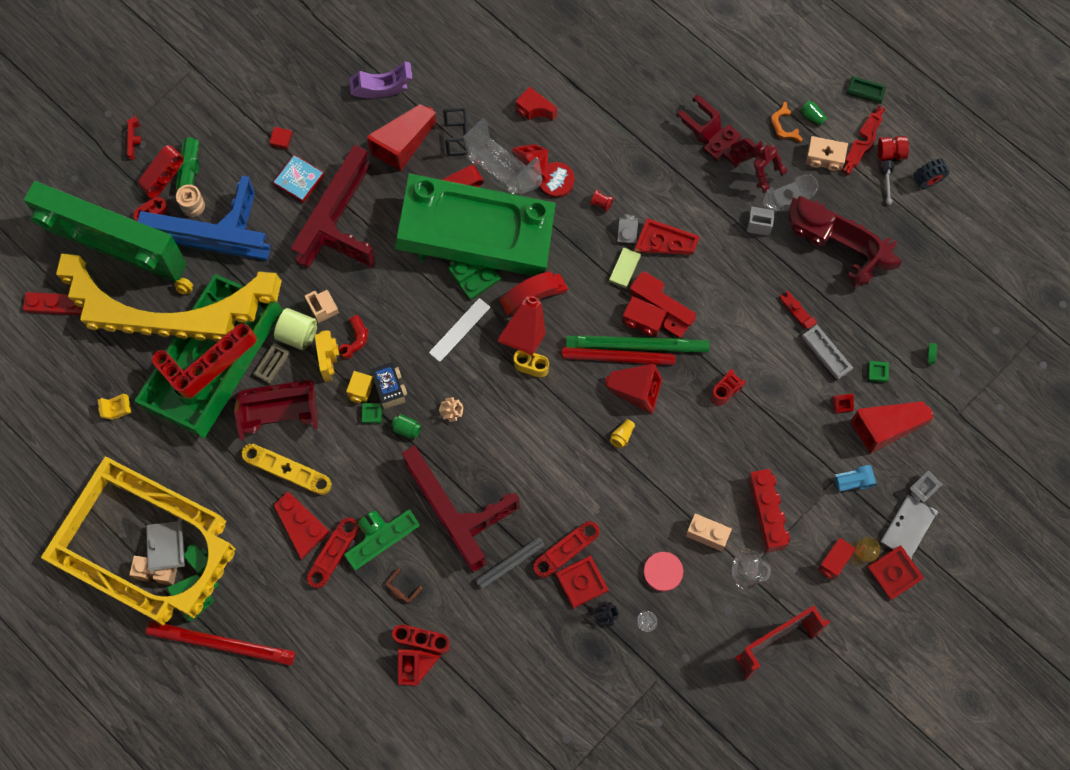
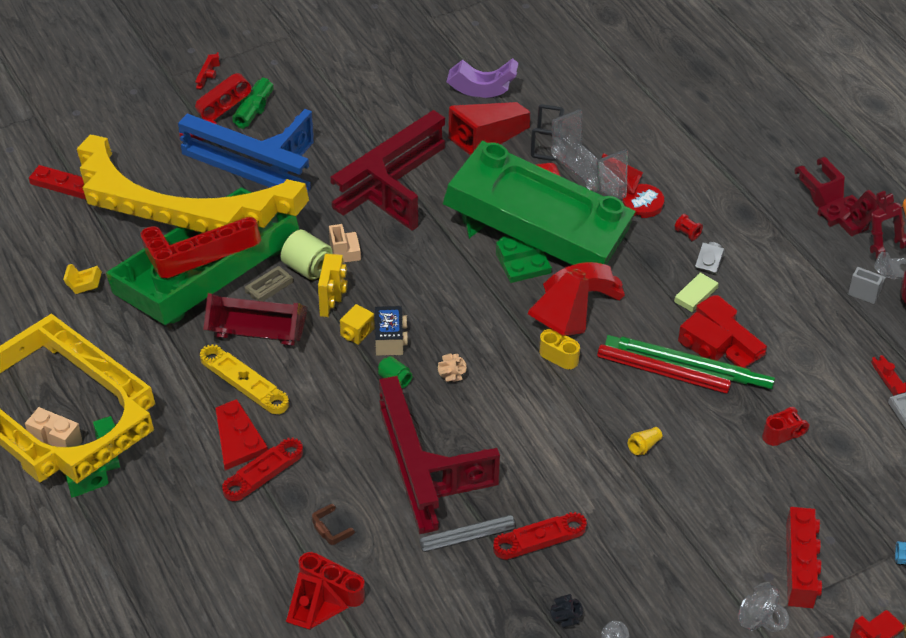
camera: 15 degrees right, 25 degrees down
(105, 231) = (145, 122): green piece -> none
(165, 545) = (77, 409): light grey door -> none
(183, 286) = (204, 192): yellow plate -> none
(190, 200) = (243, 122): light nougat wheel -> none
(217, 642) = (97, 523): red piece -> none
(281, 138) = (359, 104): red tile -> none
(298, 178) = (361, 137): tile -> none
(361, 336) = (376, 282): red piece -> none
(371, 413) = (360, 354): green tile -> none
(379, 536) = (323, 466): green plate -> none
(459, 330) = (488, 305): white sticker -> none
(533, 104) = (639, 132): red arch -> none
(582, 582) = (547, 575): red tile -> none
(636, 385) = (677, 396): red slope -> none
(663, 571) = (652, 590): coral tile -> none
(665, 239) = (750, 275): red wing -> none
(708, 532) = (720, 560): light nougat brick -> none

